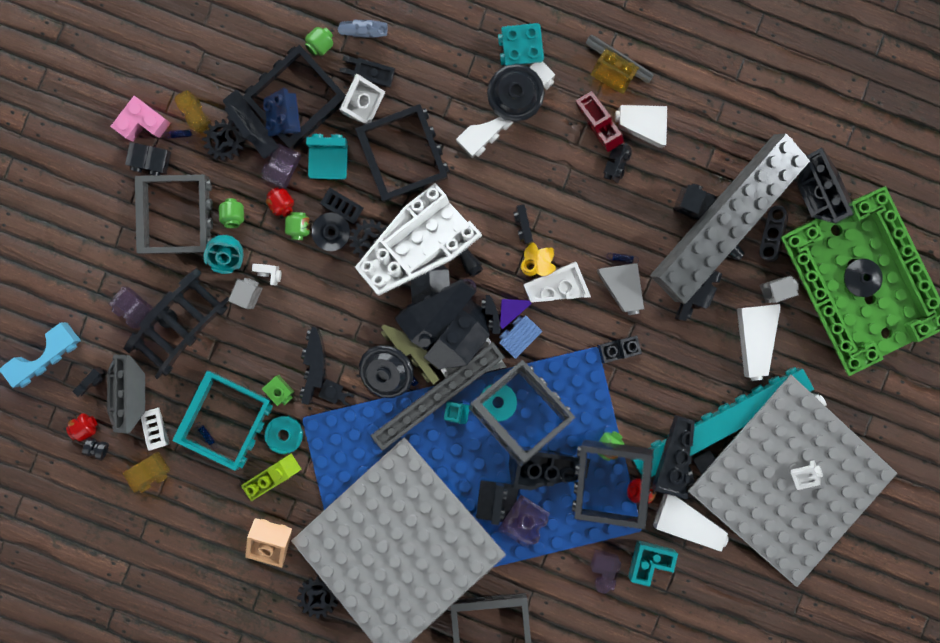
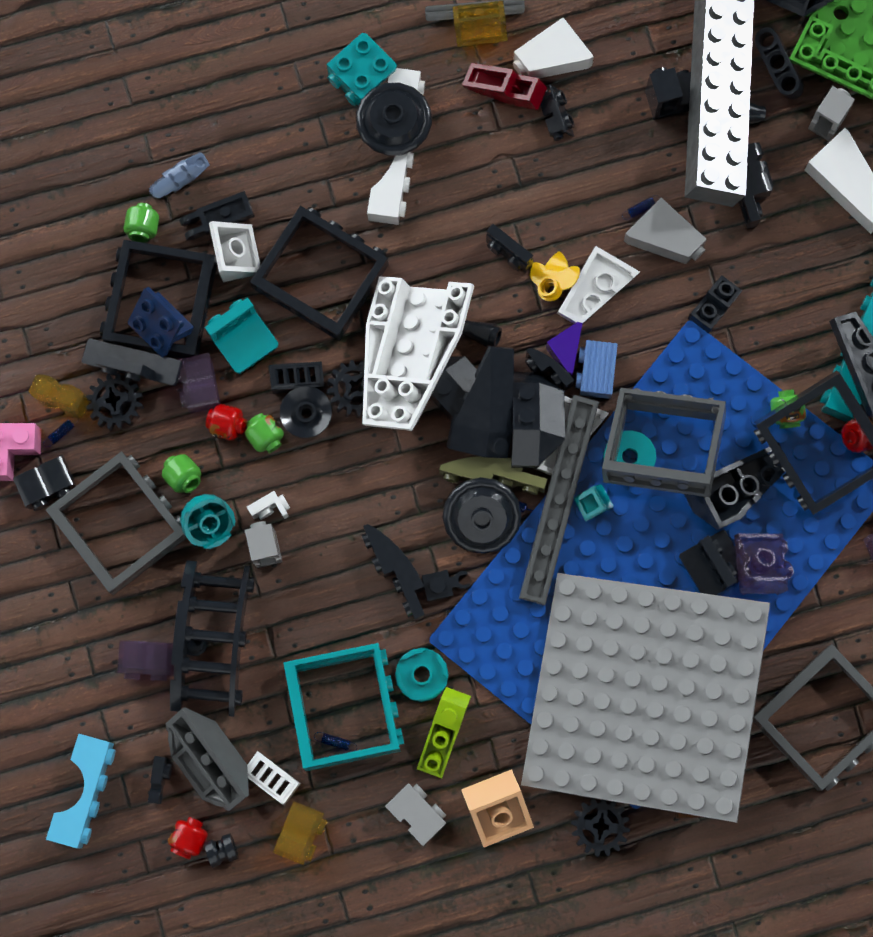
camera: 30 degrees left, 10 degrees down
(221, 512) = (412, 807): none -> light grey brick
(278, 391) = (379, 627): bright green brick -> none

